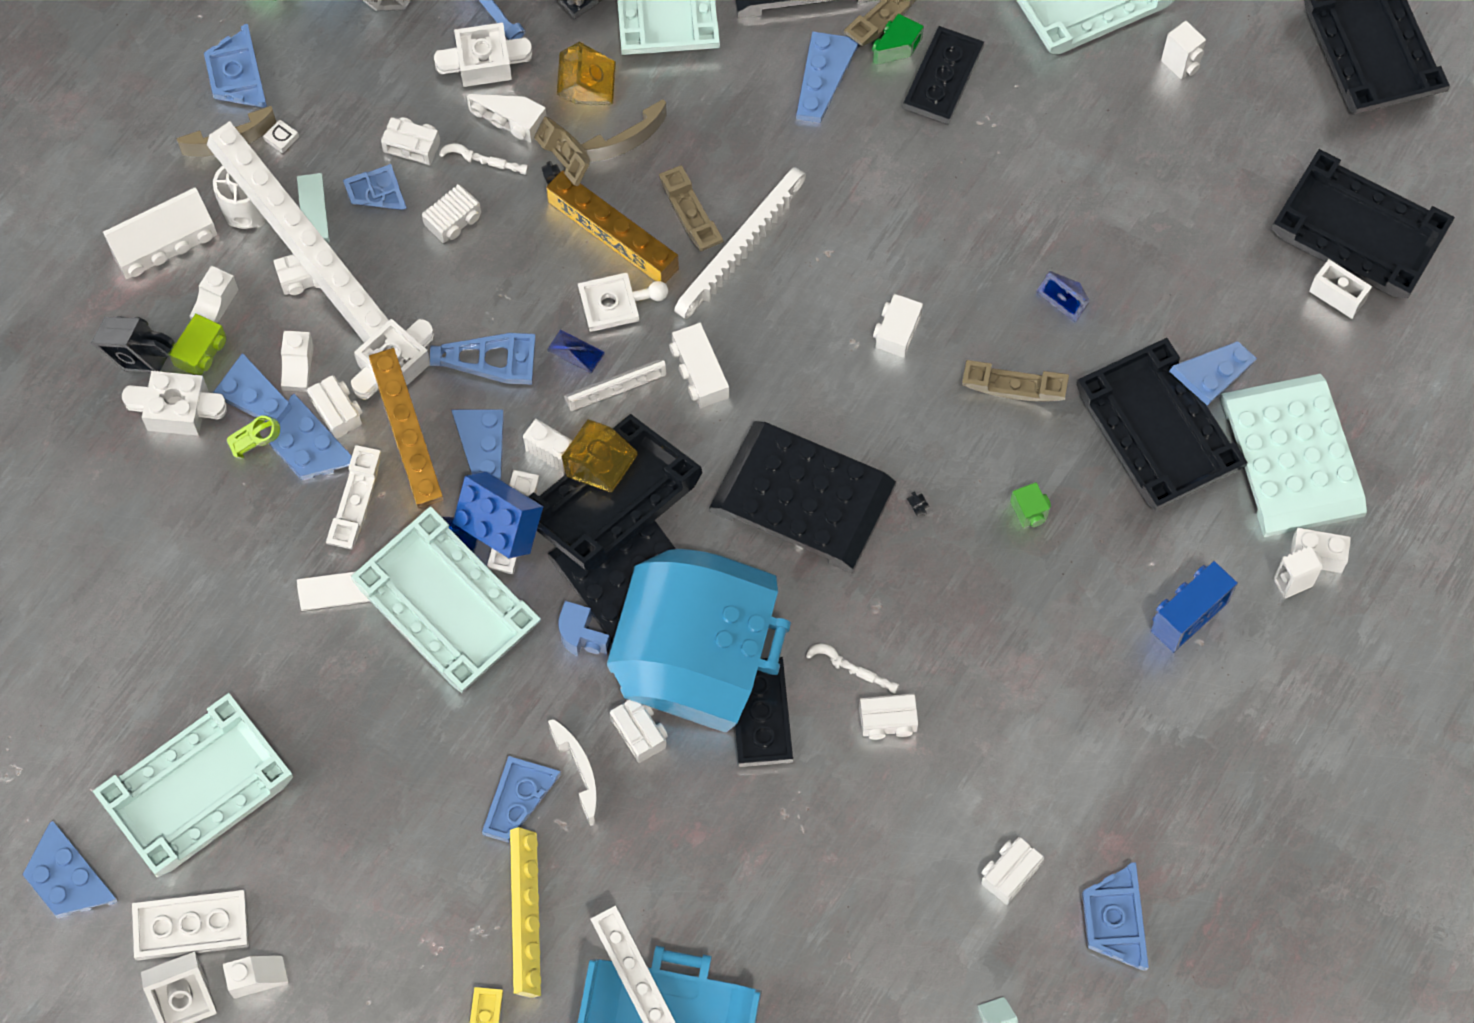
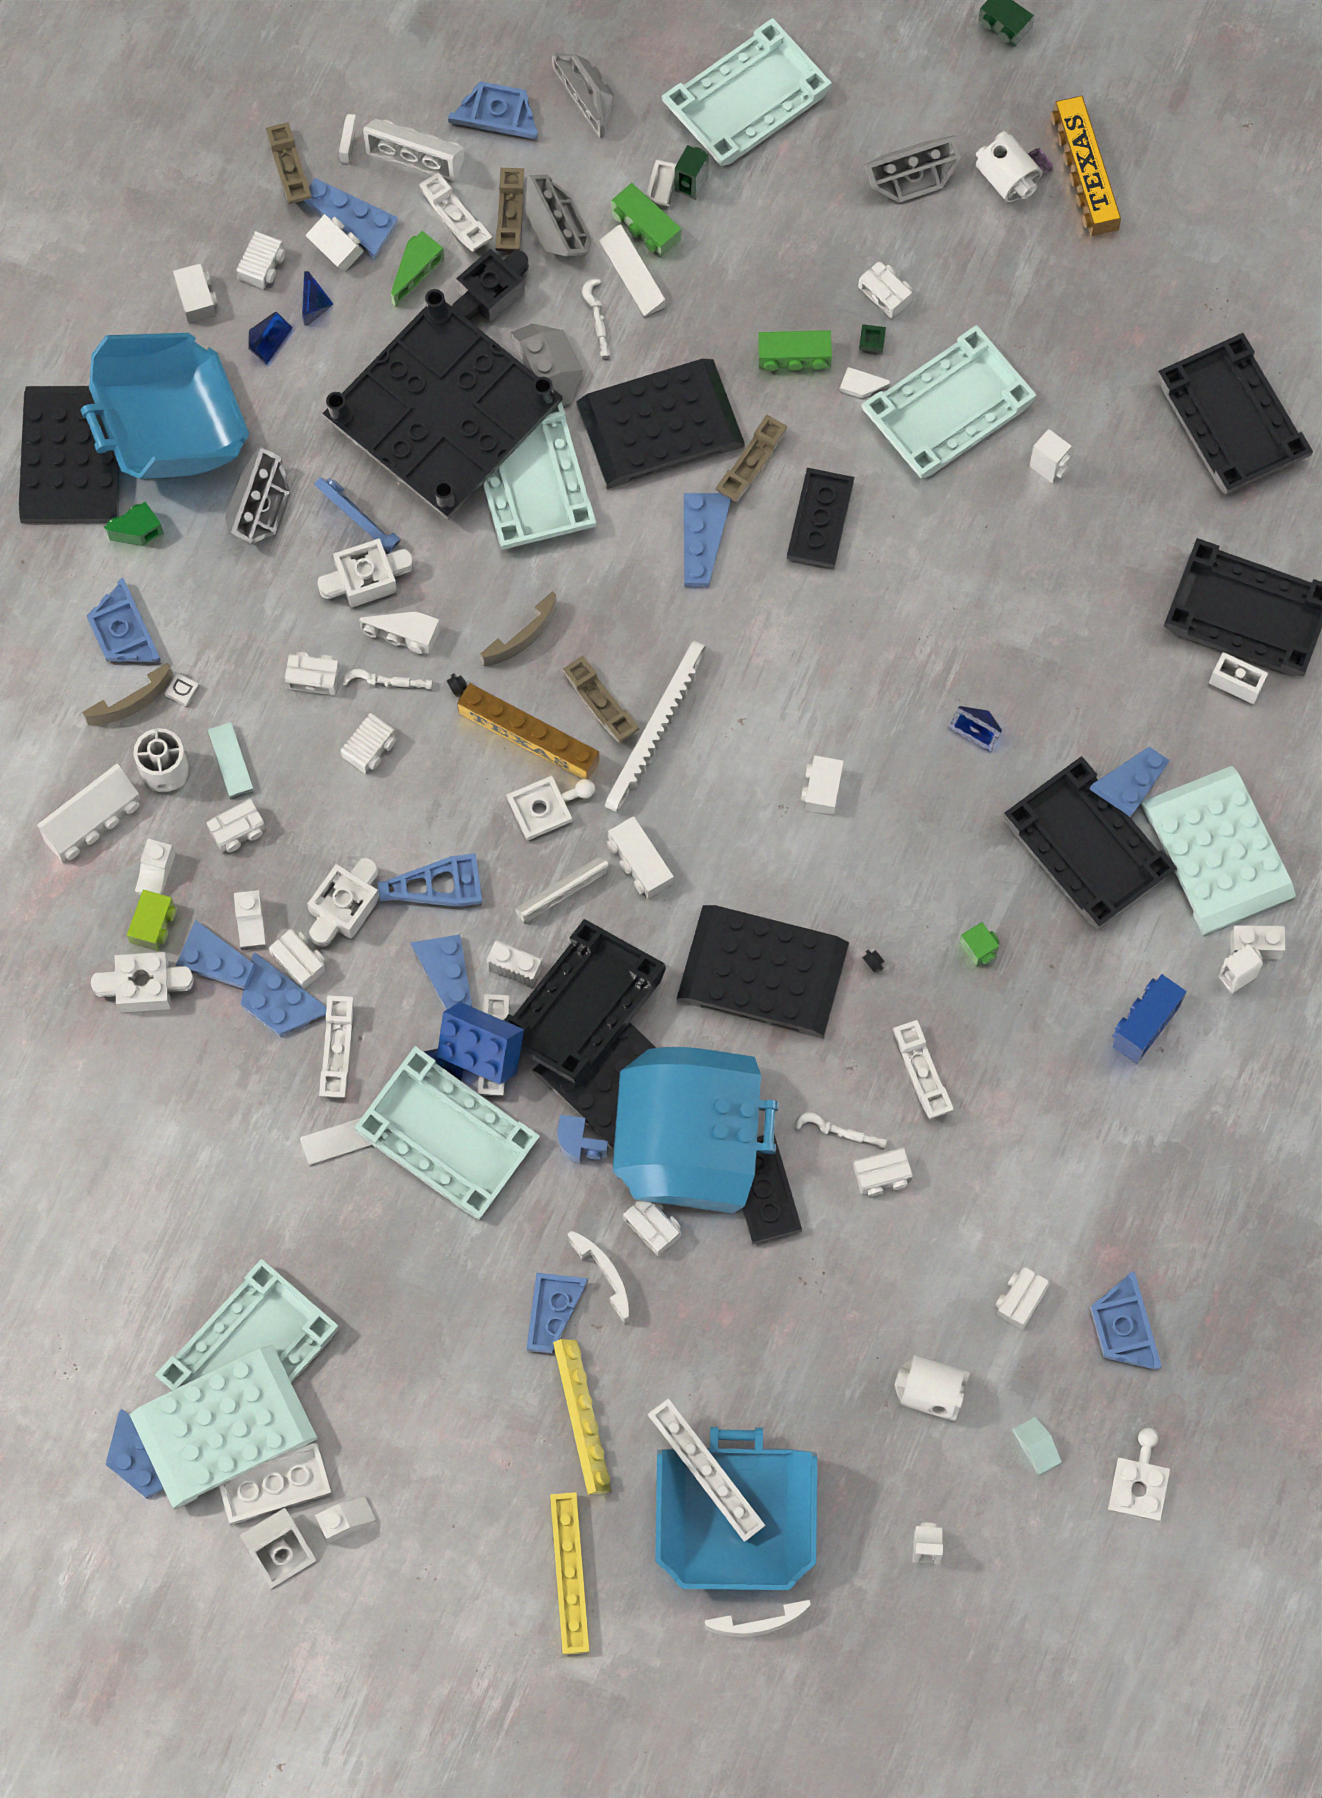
camera: 10 degrees left, 5 degrees up
(132, 344) = (90, 932): black brick -> none
(149, 854) = (222, 1425): none -> light aqua slope
(250, 437) = (223, 1004): lime piece -> none
(296, 231) = (229, 794): white brick -> none
(376, 189) = (288, 729): medium blue slope -> none
(405, 428) = (374, 971): pearl gold brick -> none
(565, 148) = (468, 658): dark tan slope -> none
(575, 351) = (517, 862): clear blue slope -> none
(585, 76) = (470, 578): clear yellow slope -> none
(598, 456) = (563, 968): clear yellow slope -> none
(898, 945) = (931, 1387): none -> white cylinder
(899, 40) = (771, 489): green slope -> none
(948, 620) = (922, 1070): none -> white slope
(1015, 385) = (944, 825): dark tan slope -> none

